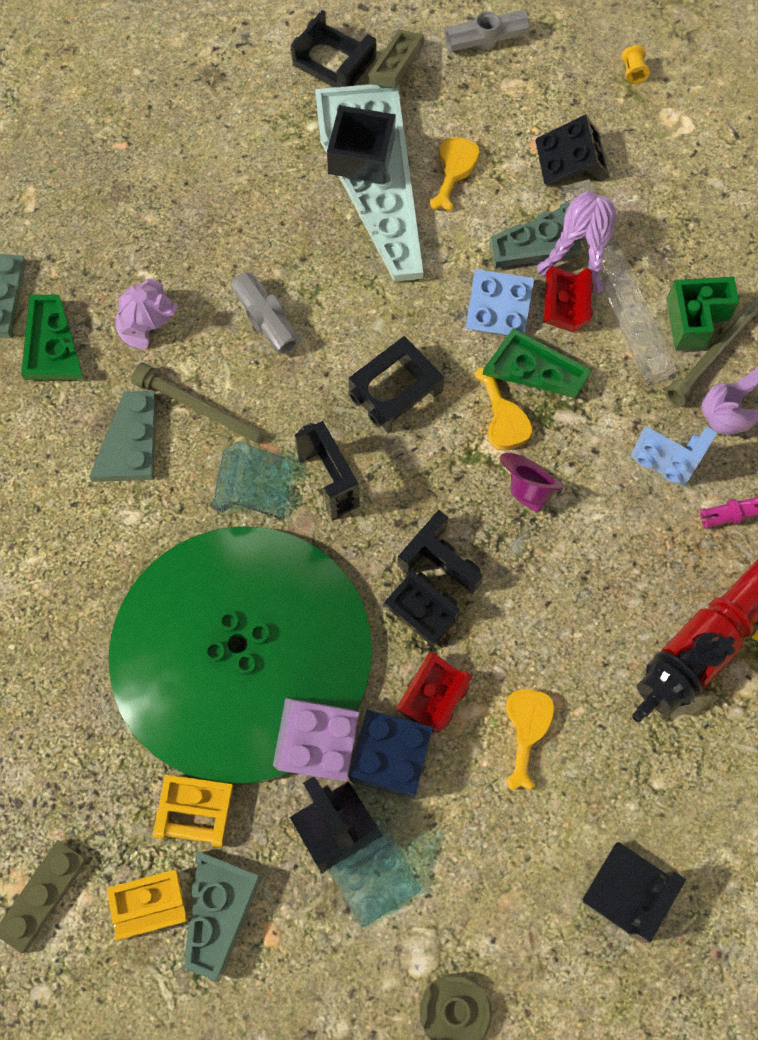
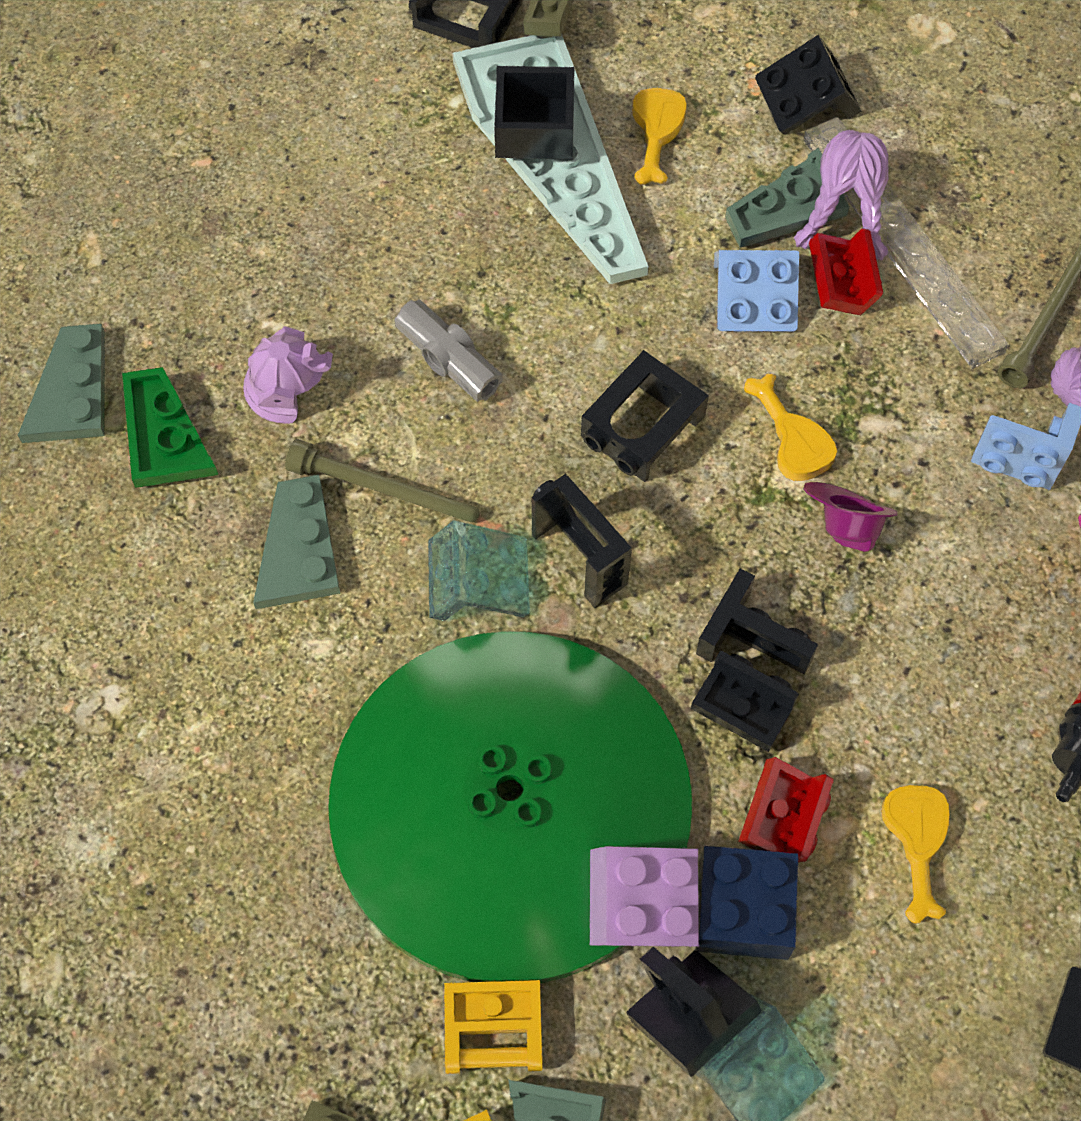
camera: 10 degrees left, 5 degrees down
(536, 365) = (823, 363): green wing -> none
(696, 305) = (1016, 256): green brick -> none

